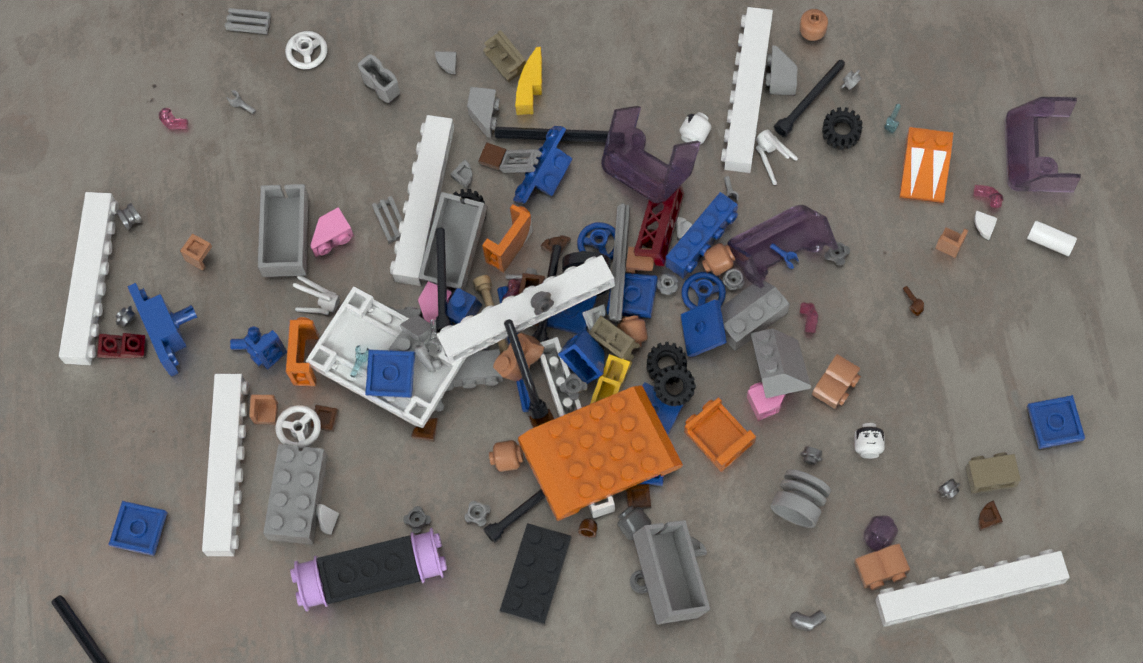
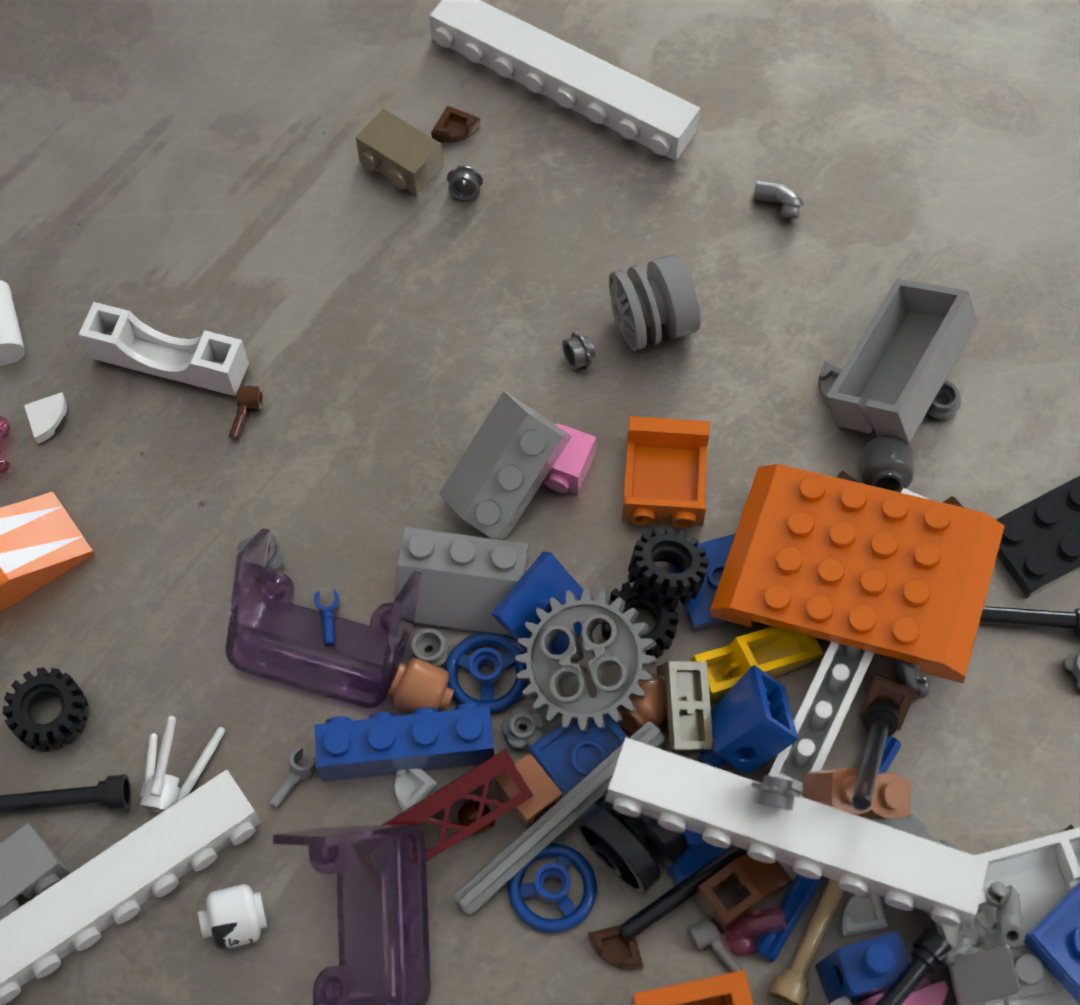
camera: 140 degrees left, 5 degrees down
(506, 455) = (985, 698): nougat head -> none
(570, 381) = (821, 666): flat silver plate -> none
(666, 316) = (622, 648): none -> light grey gear
(812, 316) = (385, 506): clear pink arm -> none
(836, 381) = (451, 399): nougat brick -> none
(869, 441) = (493, 304): white head -> none
(880, 532) = (596, 203): clear purple head -> none
(882, 566) = (634, 172): nougat brick -> none
(951, 241) = (109, 427): nougat panel -> none
(984, 281) = (125, 341): none -> white arch
(1055, 422) = (264, 143): blue plate -> none

